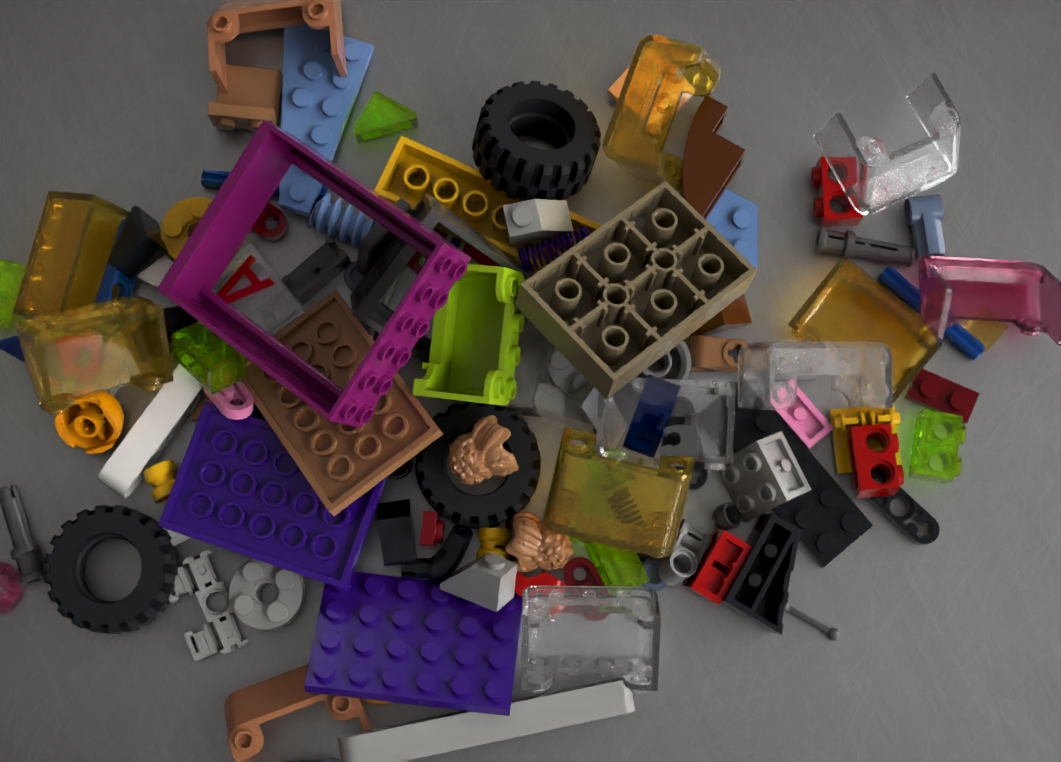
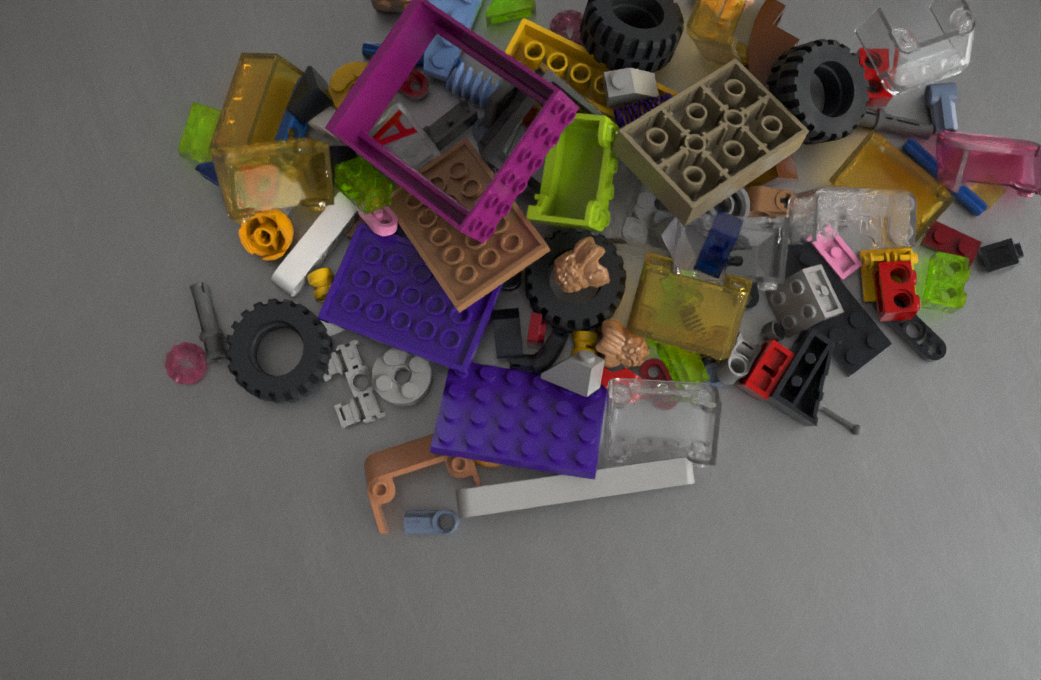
camera: 10 degrees right, 0 degrees up
(449, 135) = (561, 21): none -> clear pink gear
(801, 207) = (842, 84): none -> black tyre
(1004, 409) = (1001, 255): none -> black bracket

